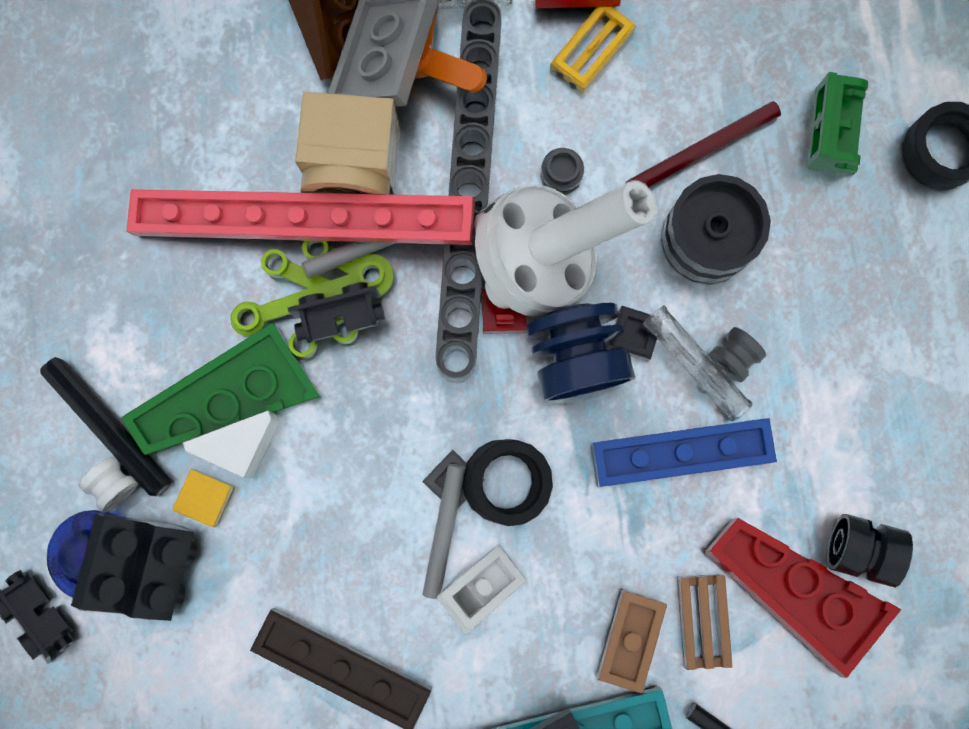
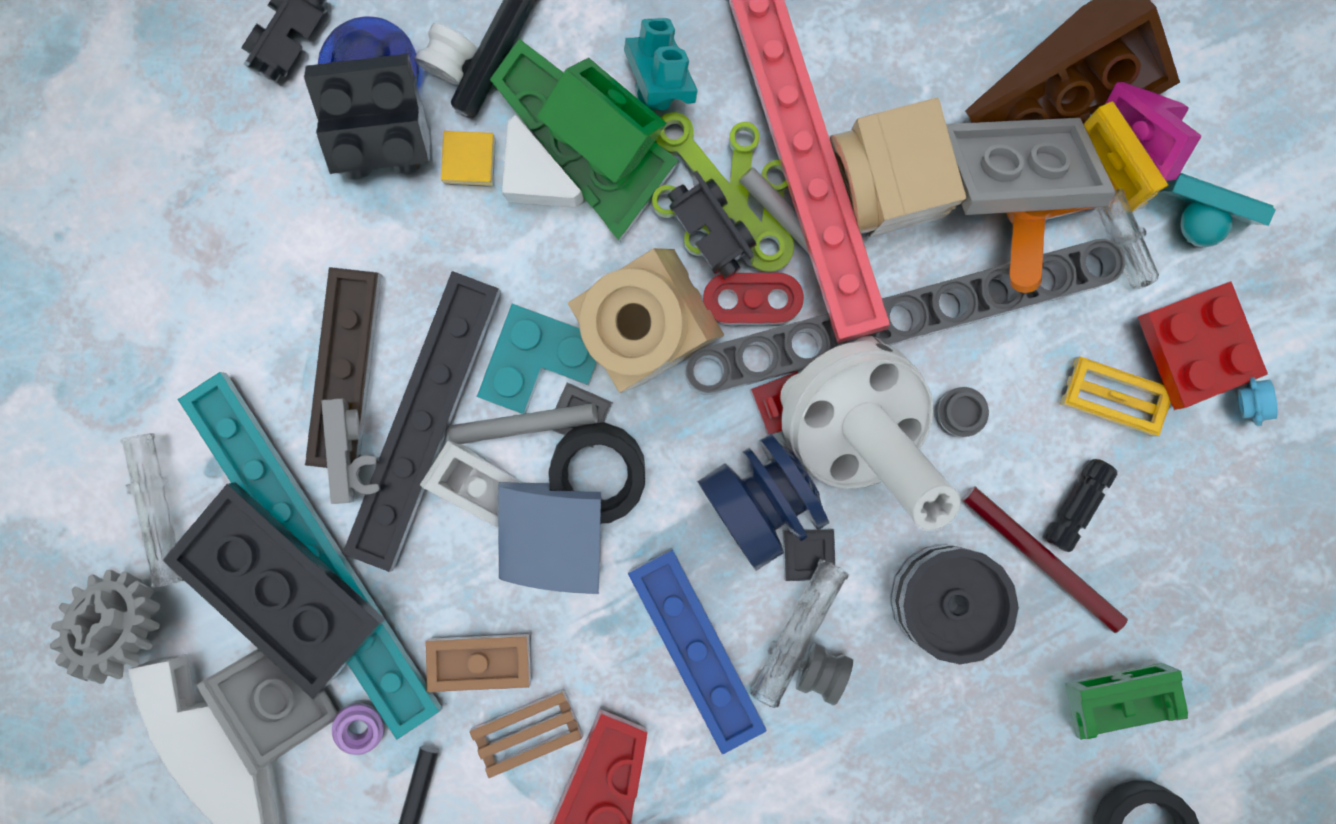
camera: 70 degrees right, 5 degrees up
(189, 309) = (659, 65): none -> teal hips
(215, 372) = (600, 120): none -> green brick
(380, 503) = (526, 348): none -> teal plate
(391, 687) = (340, 429): none -> light grey plate
(393, 395) = (644, 319): none -> tan piece
(408, 304) = (752, 298): none -> red plate
(411, 617) = (422, 421): none -> black plate
(547, 541) = (549, 537): none -> sand blue slope
(670, 104) = (1081, 505): none -> black axle

